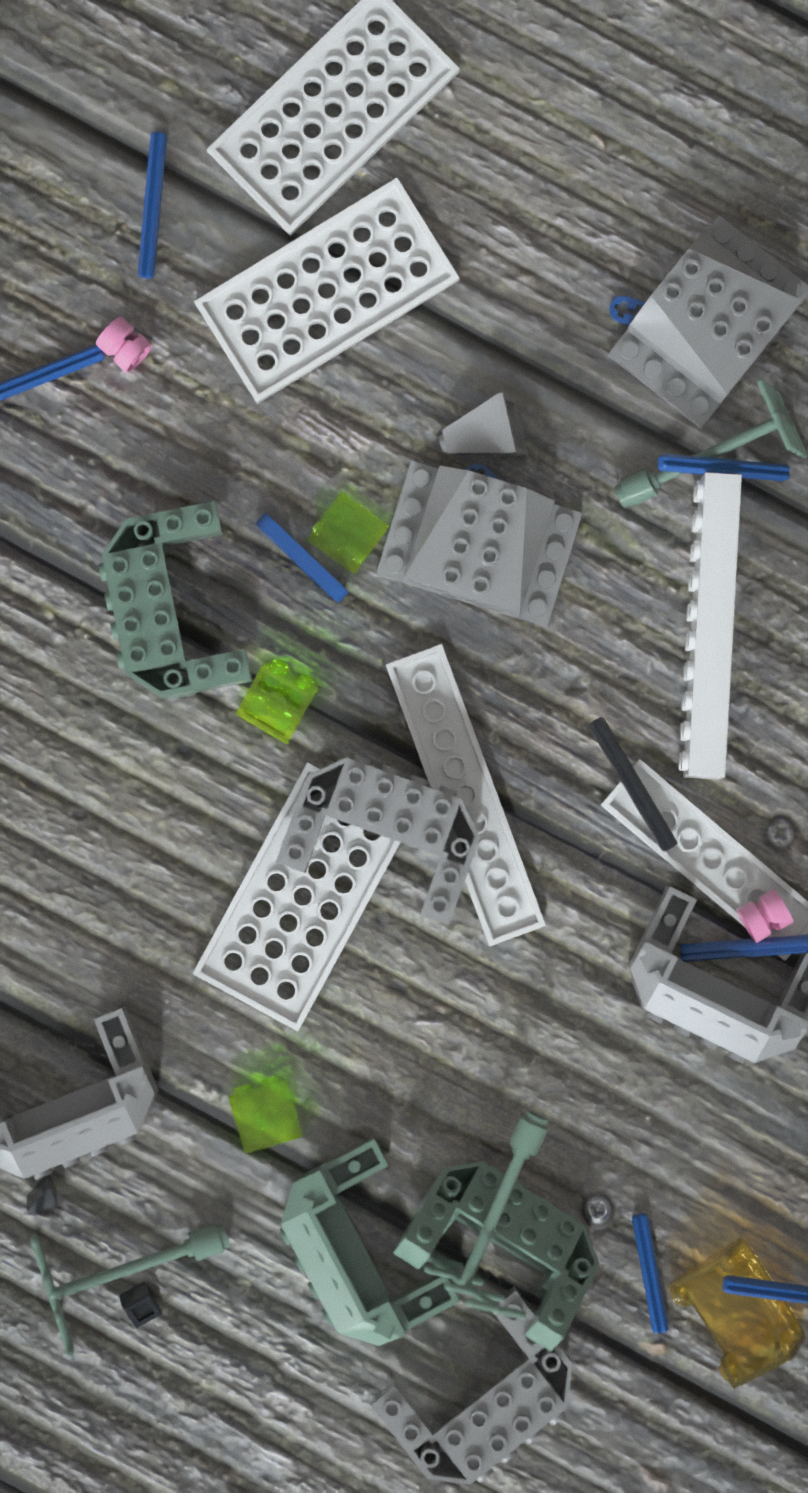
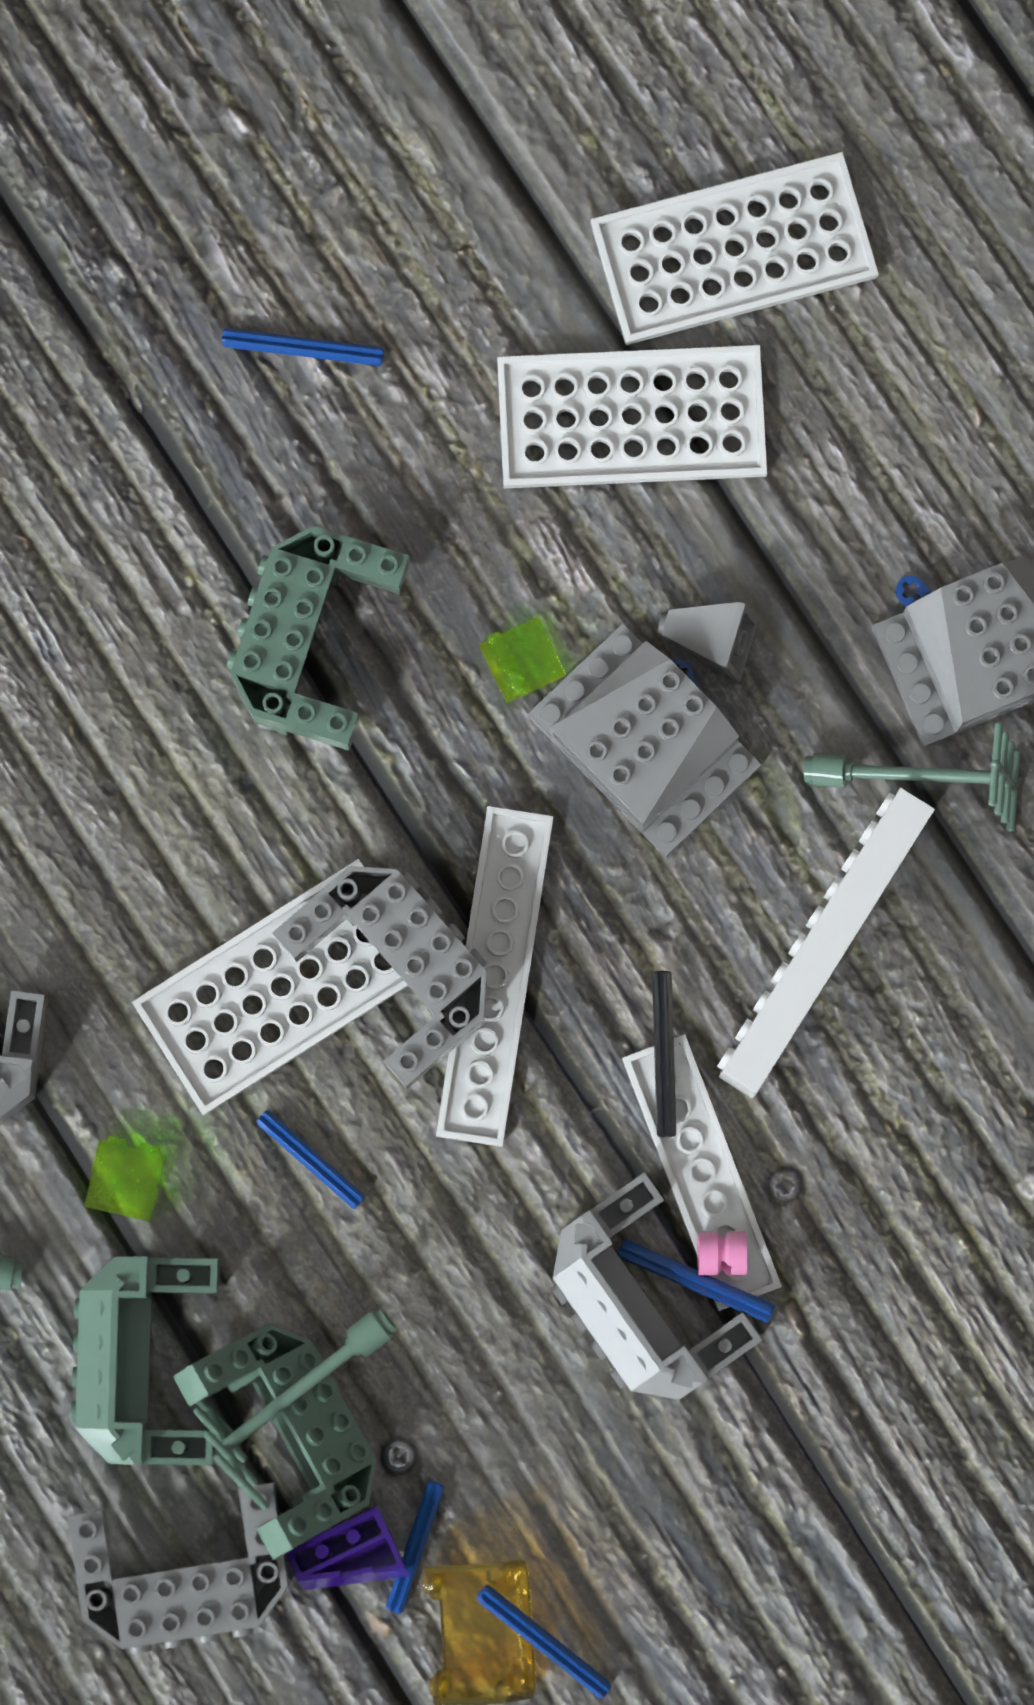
camera: 25 degrees right, 5 degrees down
(127, 347) = (406, 361): bright pink wheel -> none
(152, 205) = (508, 244): blue axle -> none
(277, 699) = (363, 782): clear neon green plate -> none
(301, 558) = (463, 659): blue beam -> none
(401, 1018) = (310, 1159): none -> blue axle
(606, 1307) = (348, 1554): none -> dark purple wedge
(704, 465) = (943, 808): blue axle -> none

